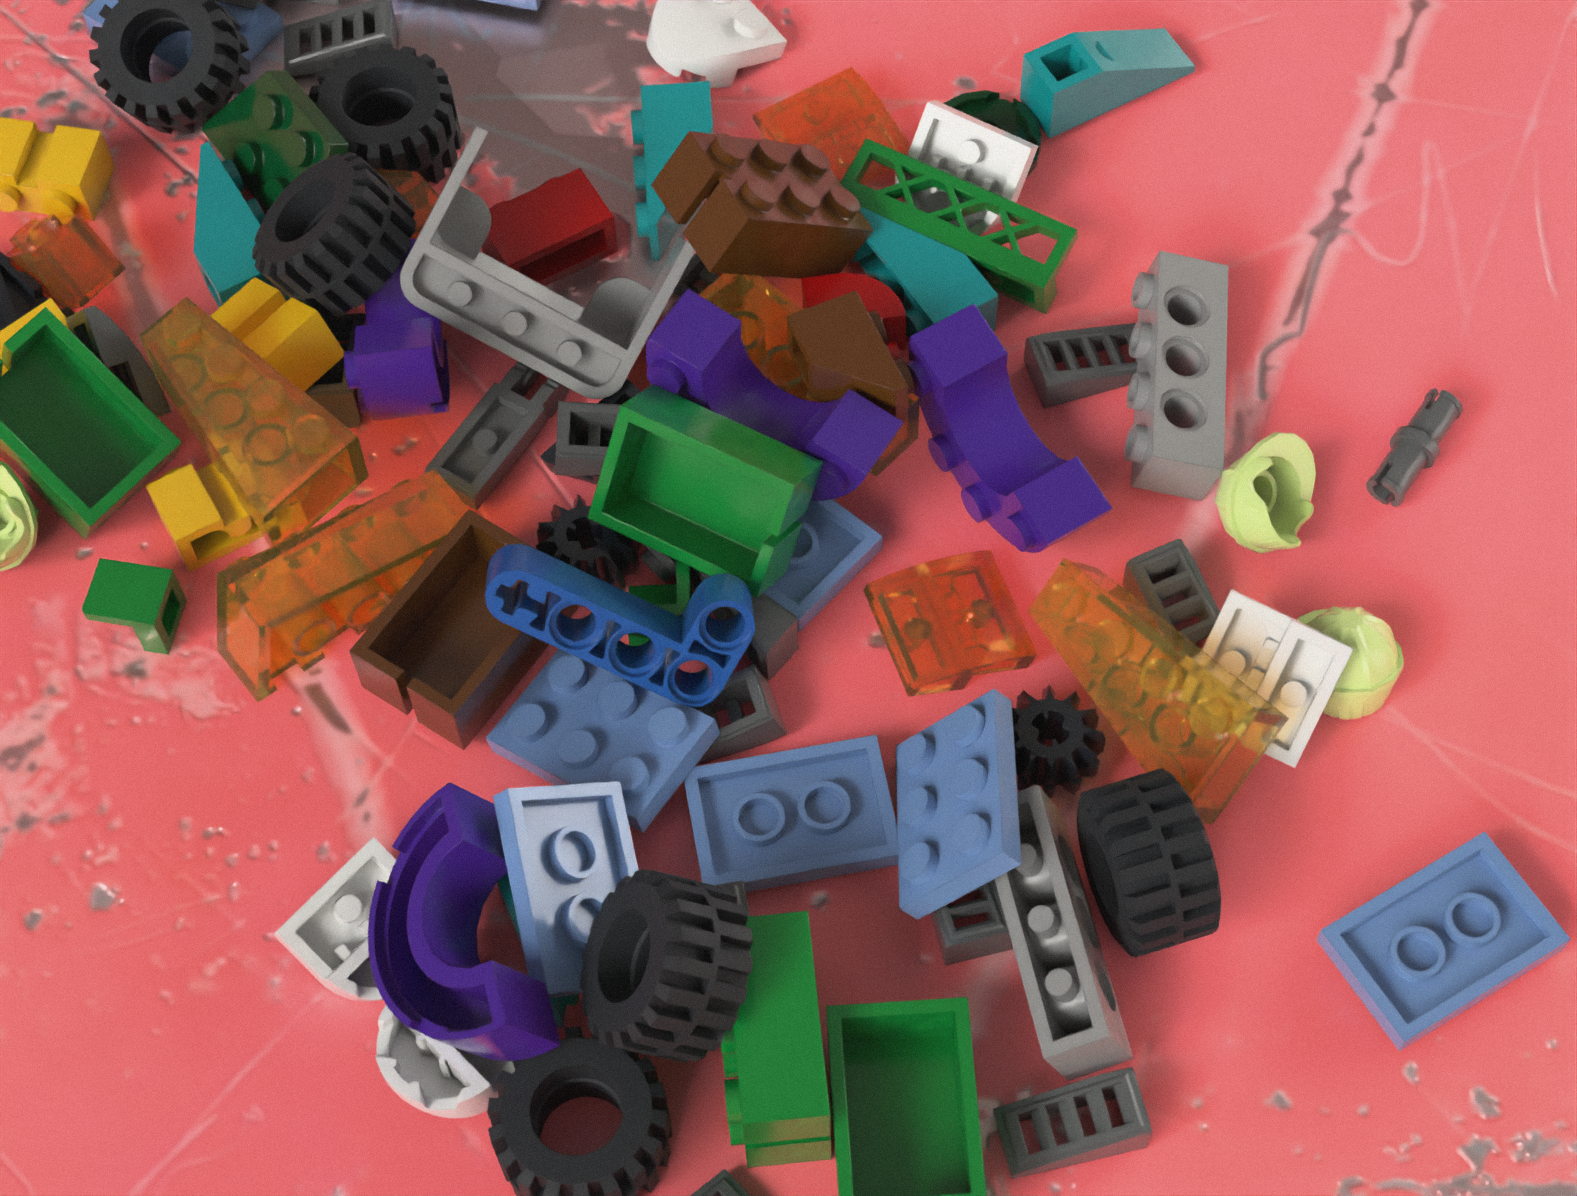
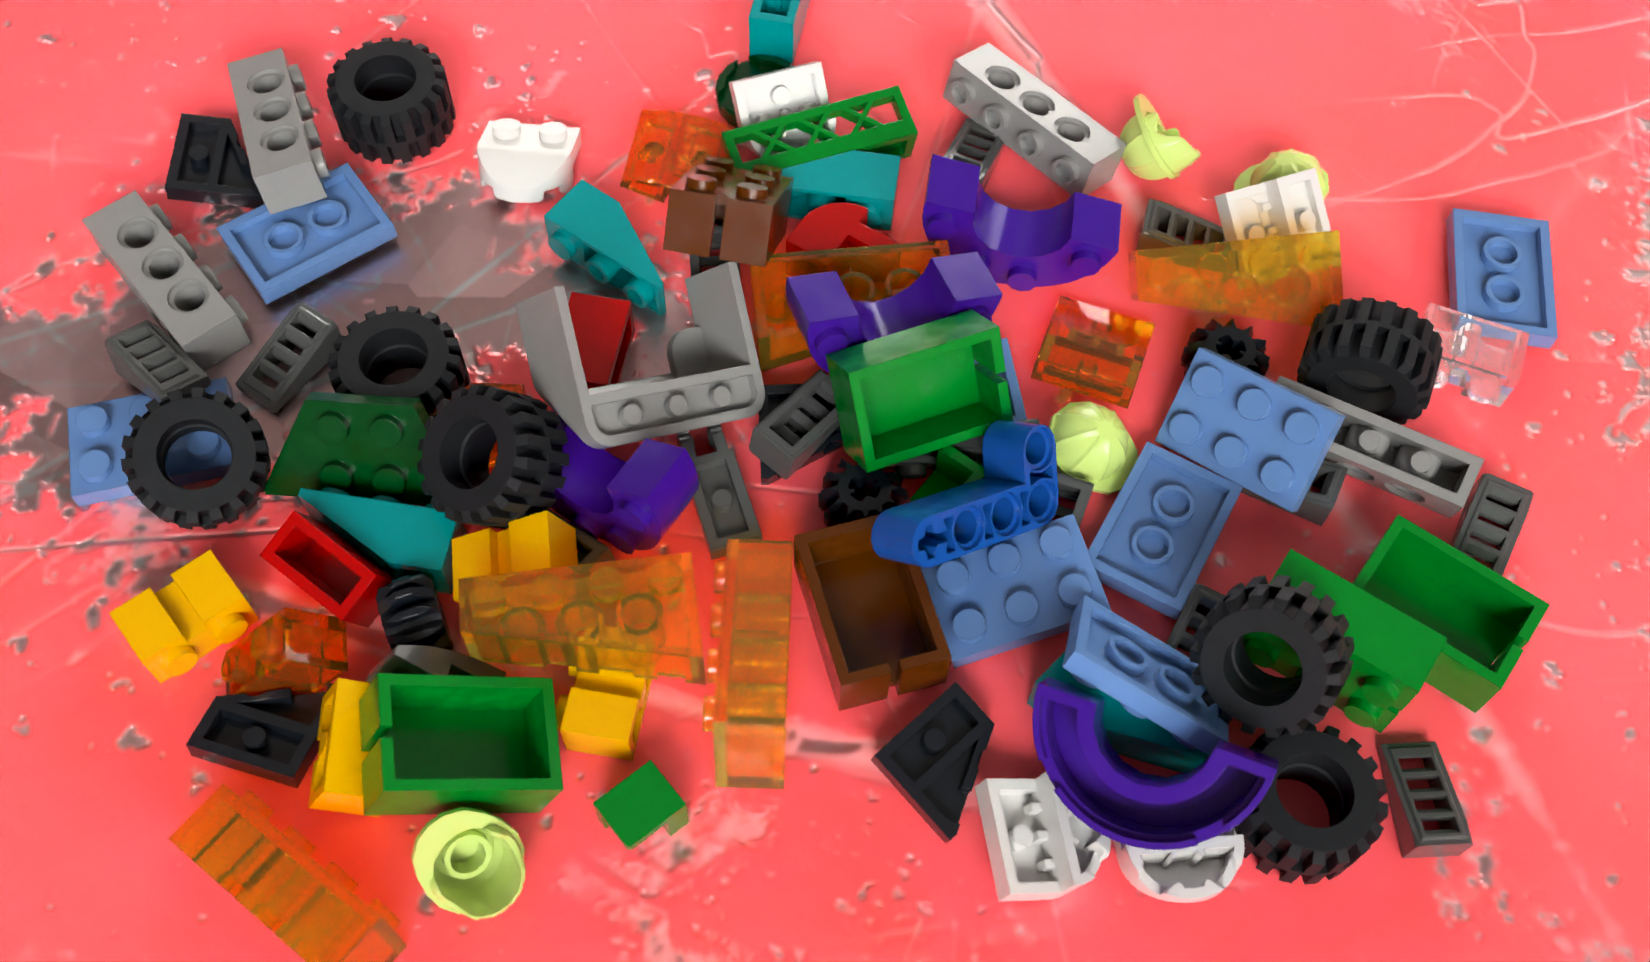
camera: 55 degrees left, 0 degrees up
(154, 294) = (413, 613): none -> black gear
(155, 223) = (327, 568): none -> red brick
(372, 792) = (938, 759): none -> black wing
(829, 690) = (1093, 445): none -> yellowish green piece
(844, 349) = (896, 246): reddish brown slope -> none
(1288, 964) = (1477, 354): none -> clear brick
(1414, 447) = (1175, 61): dark grey pin -> none

